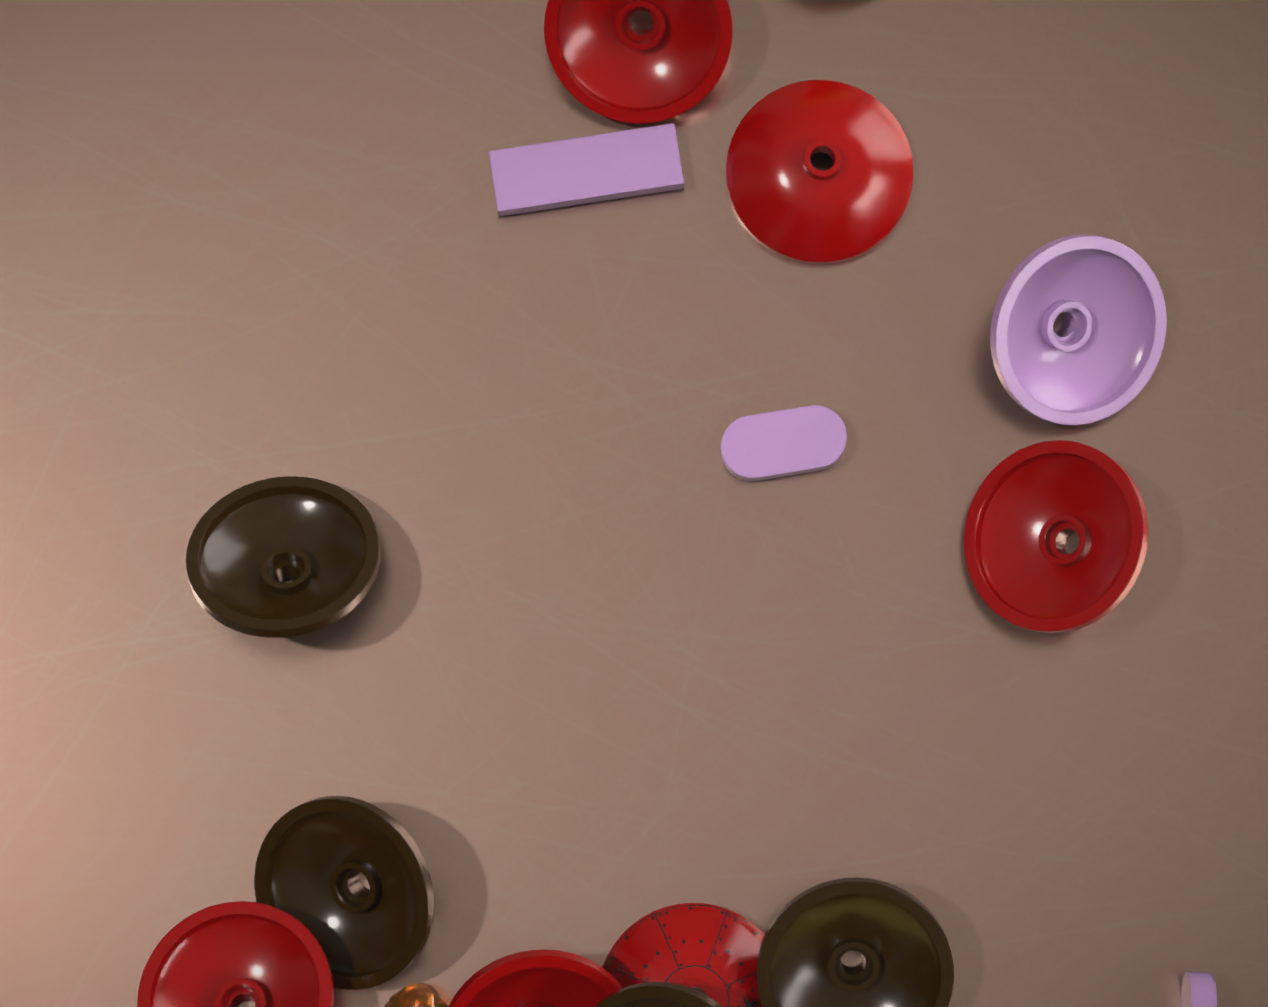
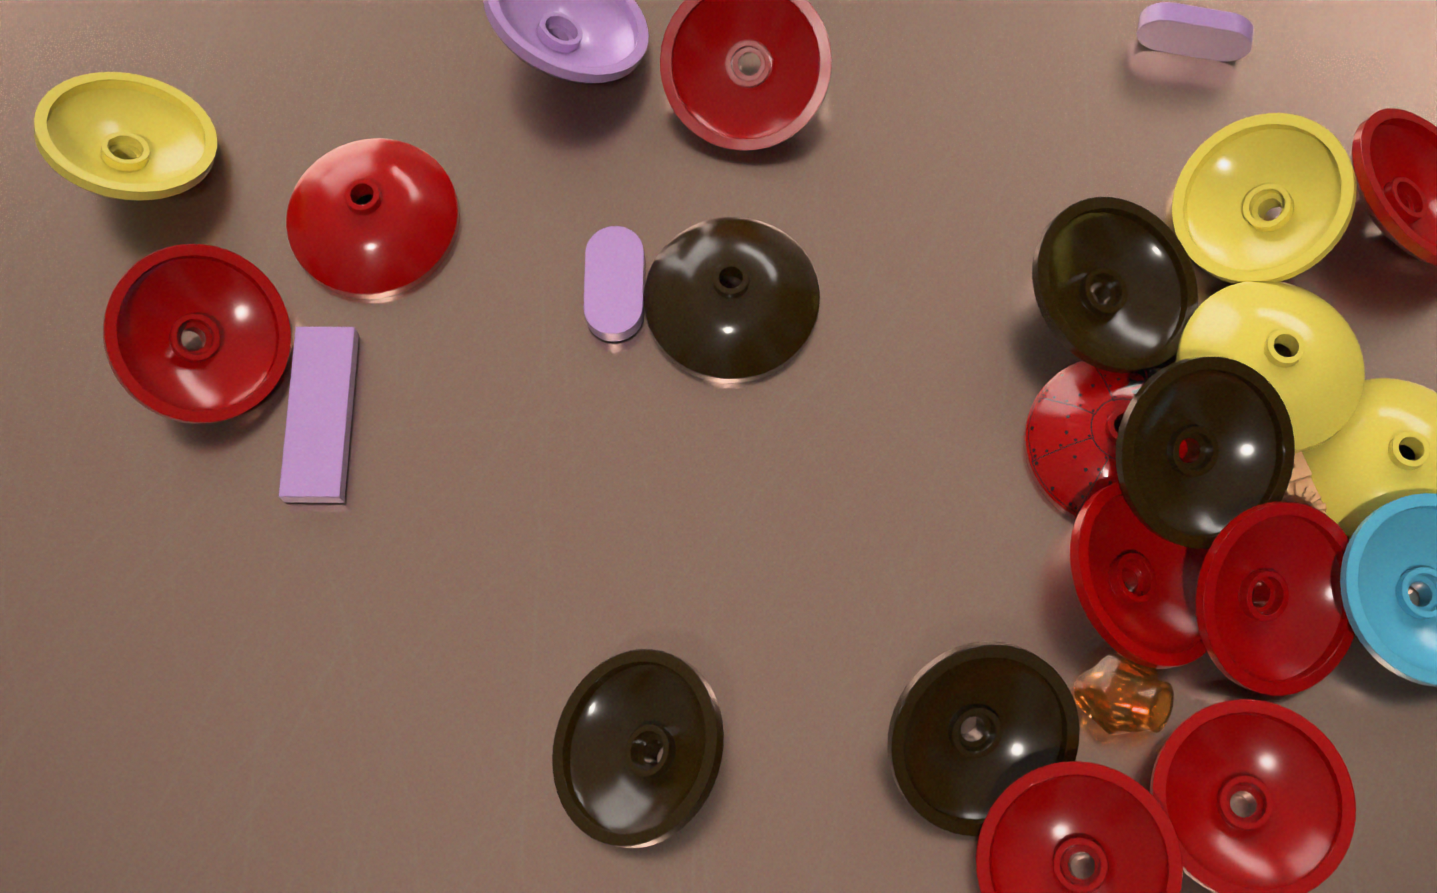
camera: 75 degrees left, 10 degrees down
(780, 615) = (737, 330): none -> dark brown dish

